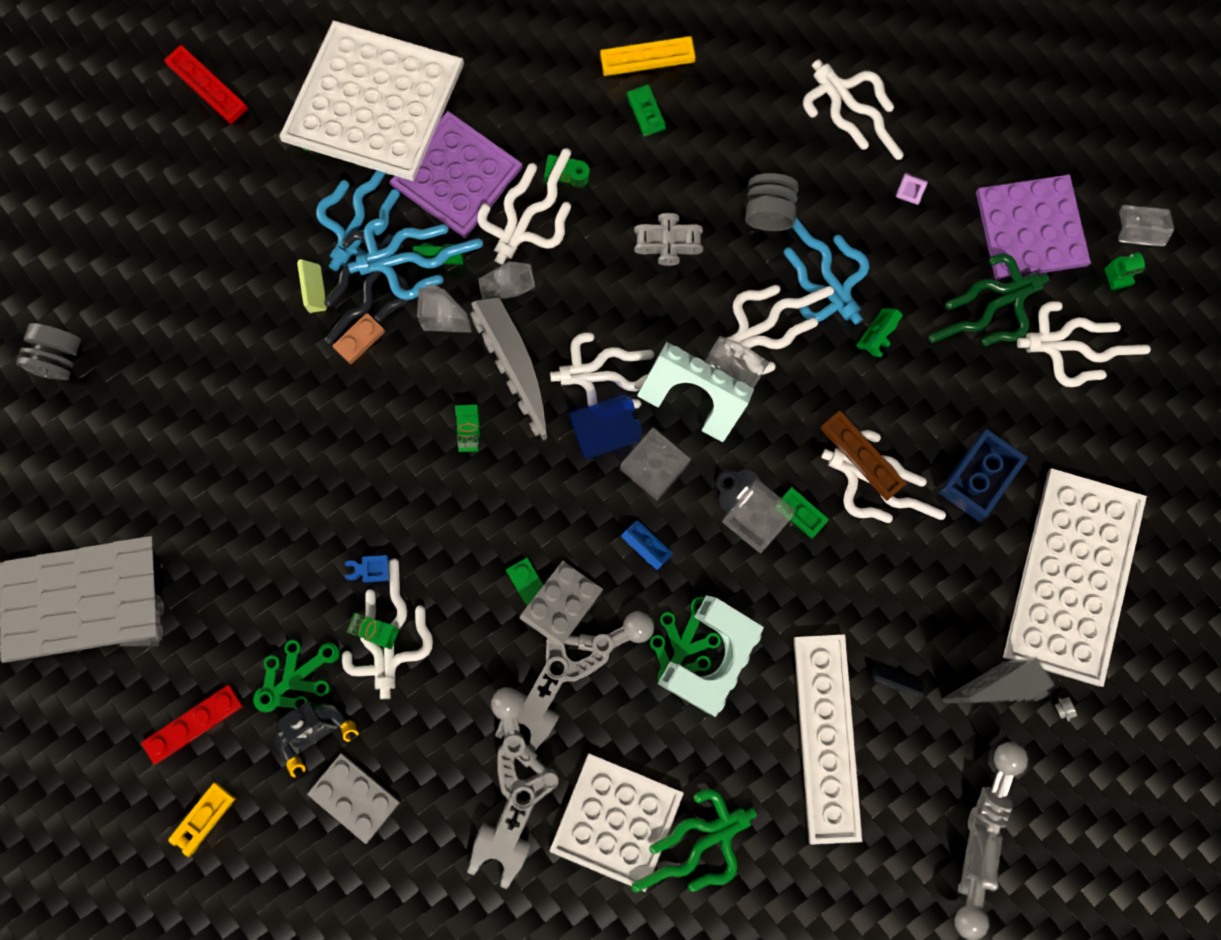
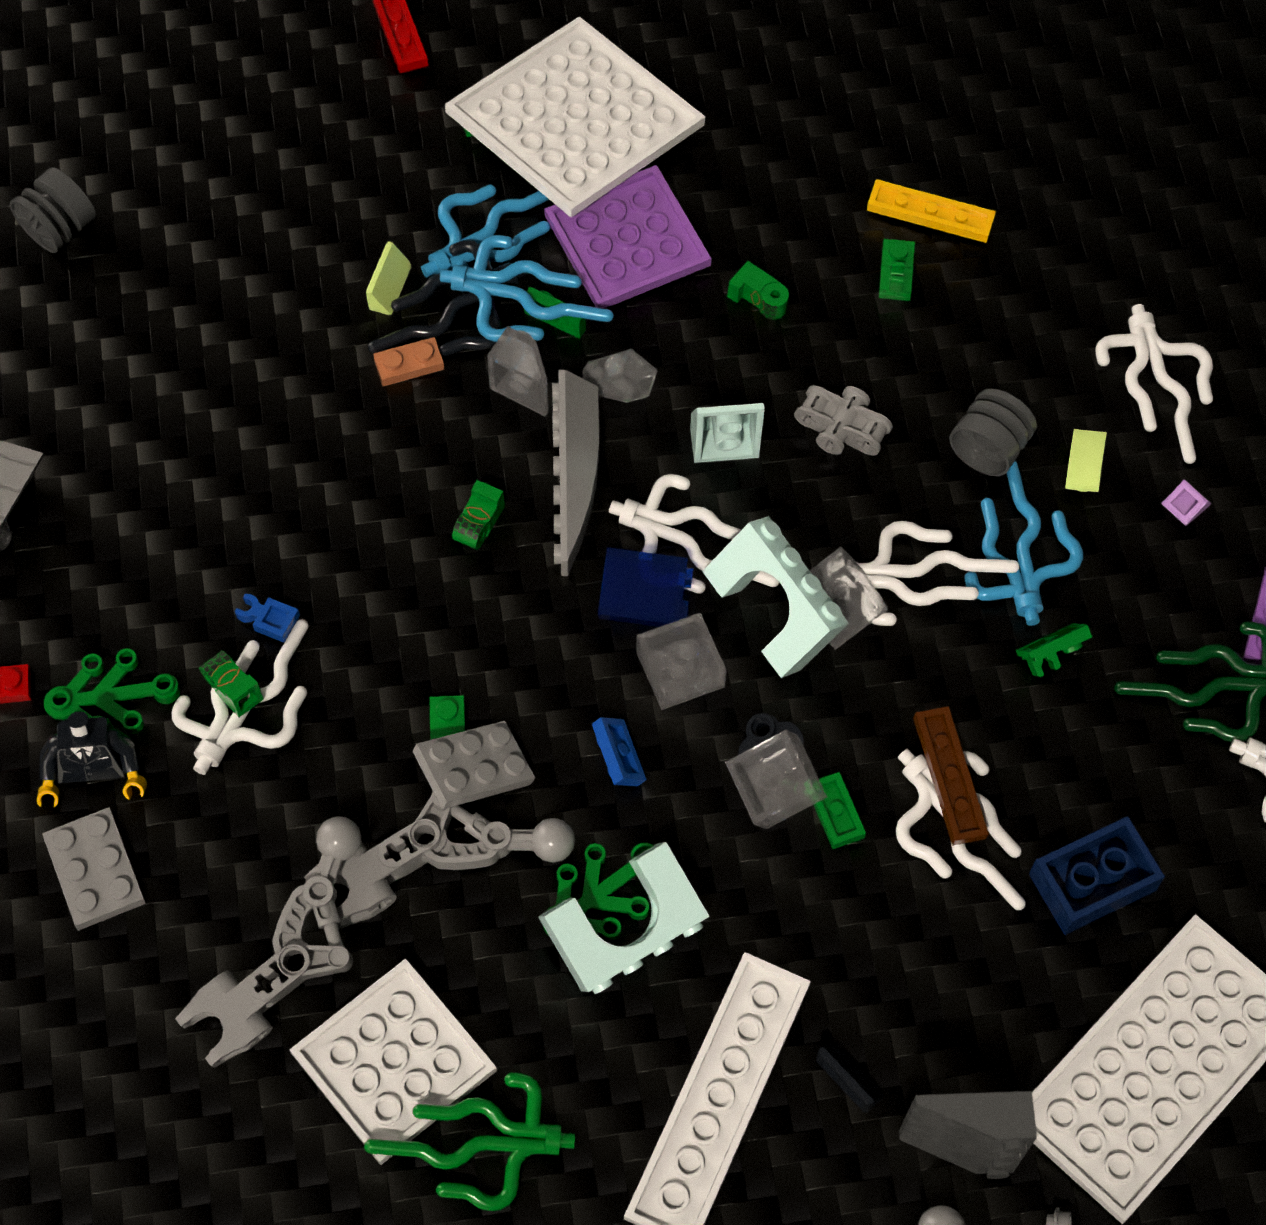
camera: 30 degrees right, 15 degrees down
(512, 235) = (660, 329): white plant -> none
(600, 286) = (726, 432): none -> light aqua slope
(837, 191) = (1086, 460): none -> yellowish green slope

